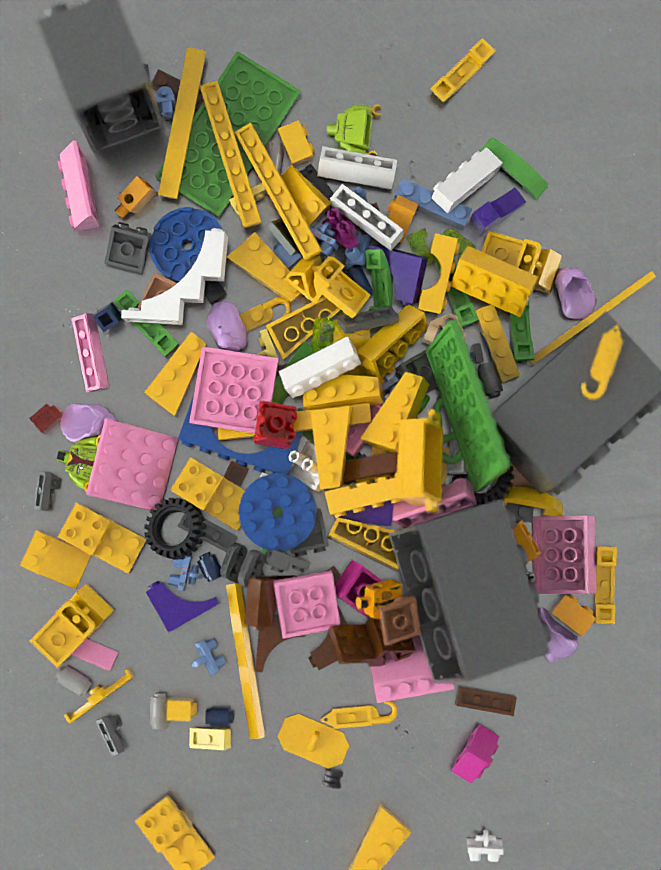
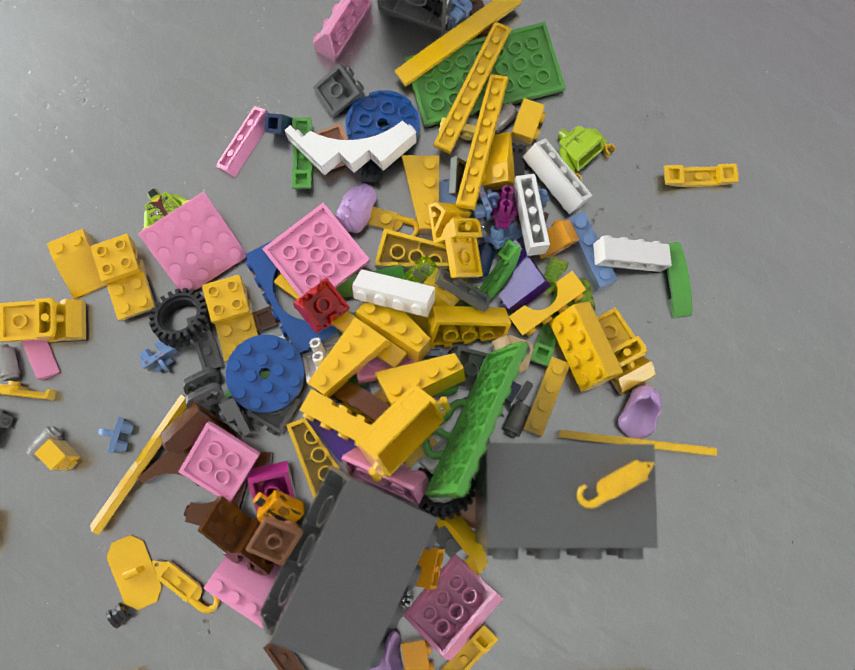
camera: 50 degrees right, 5 degrees down
(45, 483) = (126, 204): dark grey hinge -> none
(46, 418) = (168, 158): clear red brick -> none
(84, 421) = (192, 181): lavender hair -> none
(141, 193) = (377, 58): light orange torso -> none
(173, 609) = (126, 376): dark purple arch -> none
(177, 375) = (284, 210): yellow wedge -> none
(209, 566) = (181, 369): dark blue brick -> none
(210, 738) = (60, 499): light yellow plate -> none
(219, 716) = (82, 488): dark blue brick -> none
(265, 341) = (371, 252): light yellow plate -> none
(494, 212) = (628, 296): dark purple arch -> none
(521, 336) = (570, 408): bright green slope -> none

